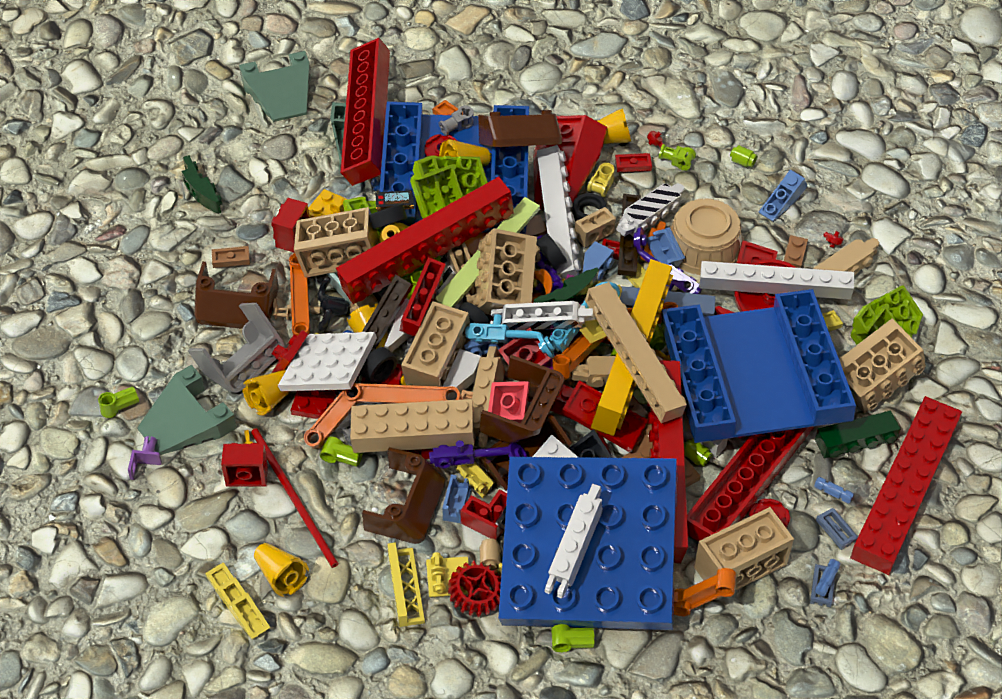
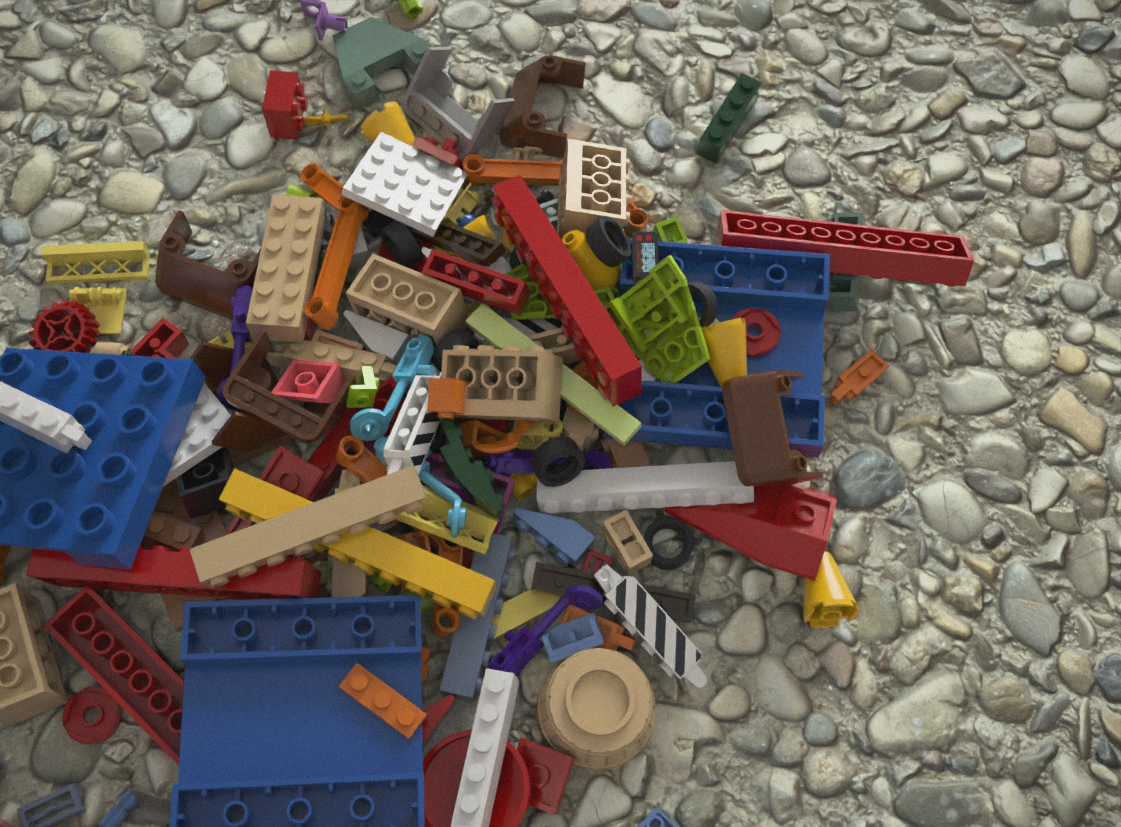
camera: 90 degrees right, 15 degrees up
(200, 187) = (724, 75): dark green slope -> none
(230, 256) = (612, 106): medium nougat plate -> none
(237, 601) = (113, 105): light yellow slope -> none
(243, 185) = (729, 118): none -> dark green brick
(281, 569) = (142, 136): yellow cone -> none
(282, 90) = (906, 169): sand green wedge -> none
(285, 223) = (651, 163): red brick -> none
(296, 500) = (245, 162): red piece -> none
(326, 204) = (694, 214): yellow hinge -> none
(455, 499) = (200, 323): medium blue hinge -> none
(458, 120) = (802, 350): light grey connector -> none
(504, 357) = (364, 393): none -> lime bracket
(523, 293) = (446, 397): none -> orange brick
(602, 179) = (723, 567): light yellow piece -> none
(633, 162) = (763, 622): red plate -> none
(655, 138) = (813, 663): red piece -> none
(678, 156) = (773, 695): lime connector -> none
(732, 329) = (382, 701): none -> orange plate
(743, 156) = (771, 800): lime brick -> none

